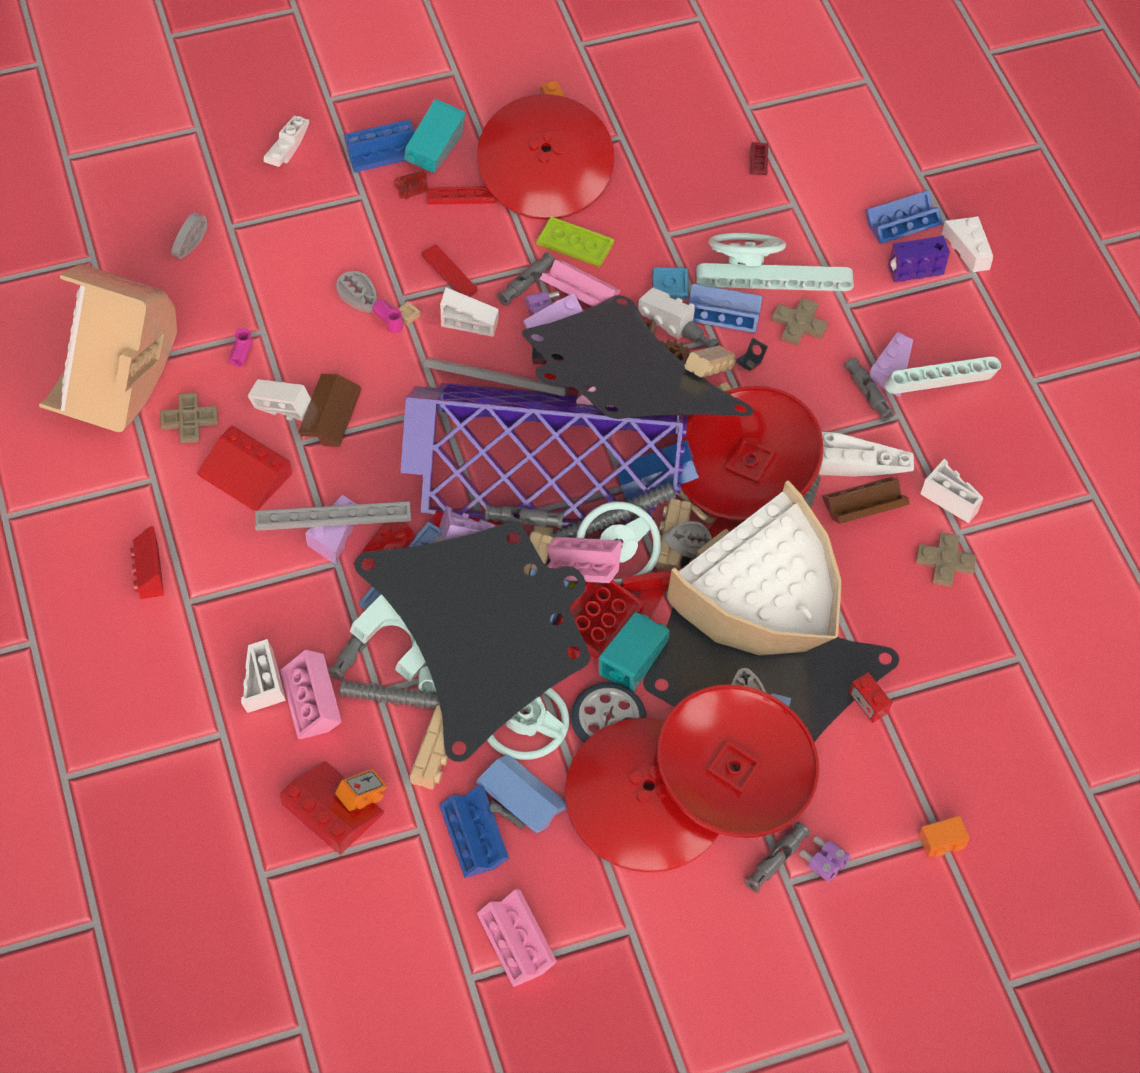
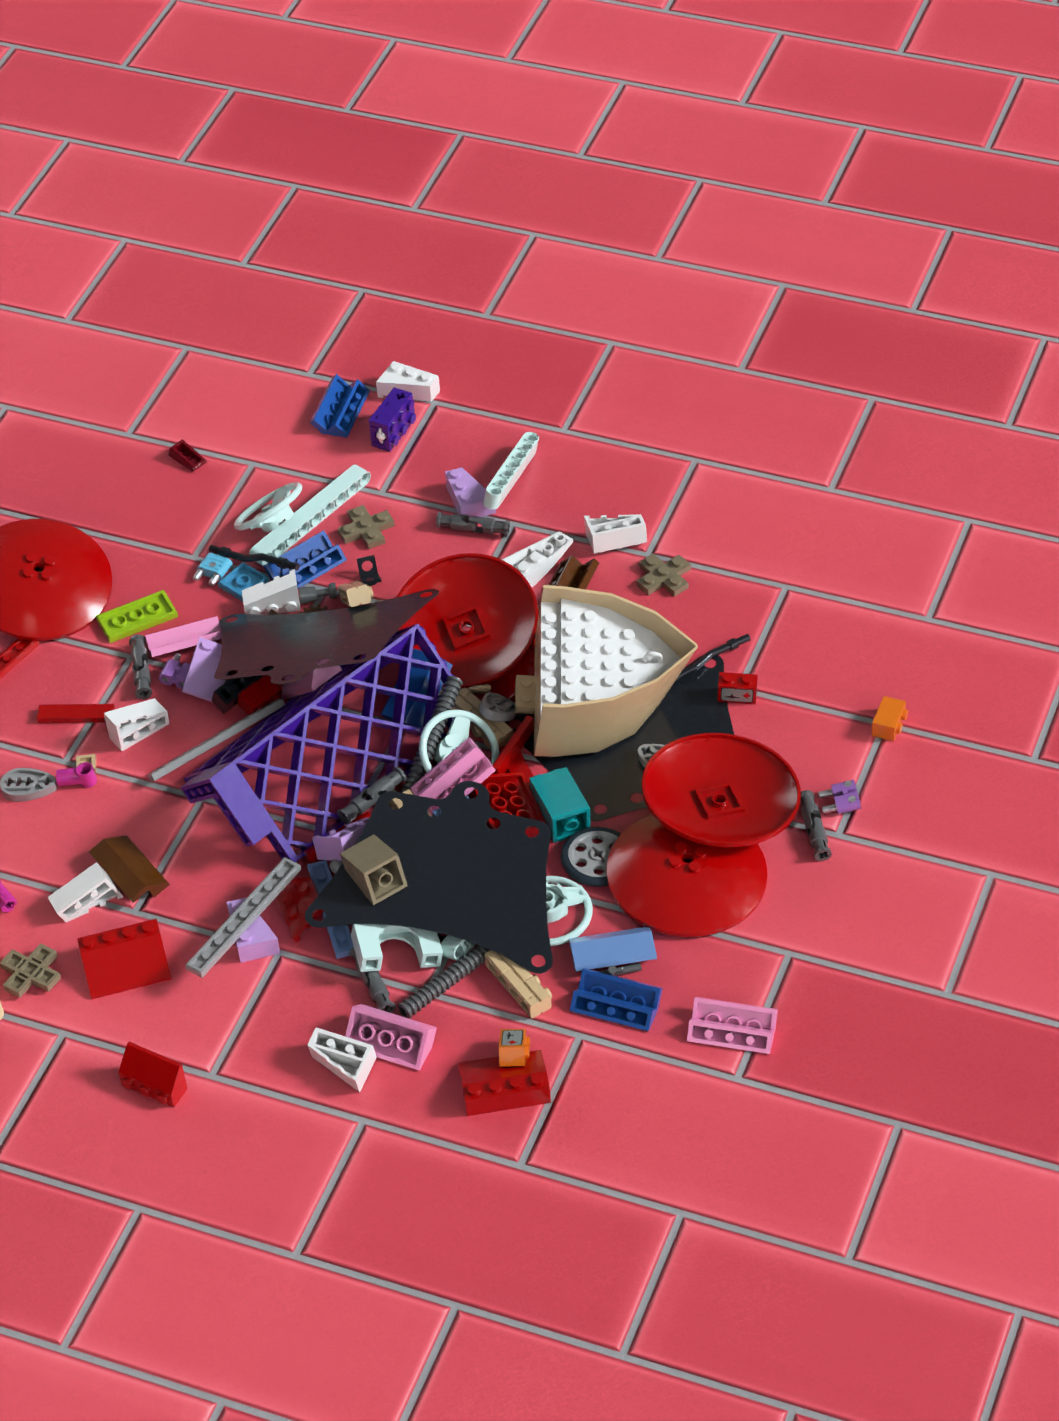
camera: 45 degrees left, 10 degrees down
(434, 569) = (374, 868): none -> dark tan slope
(666, 253) = (213, 567): none -> medium azure piece
(700, 291) = (281, 562): none -> black bar
(916, 661) = (731, 645): none -> black bar

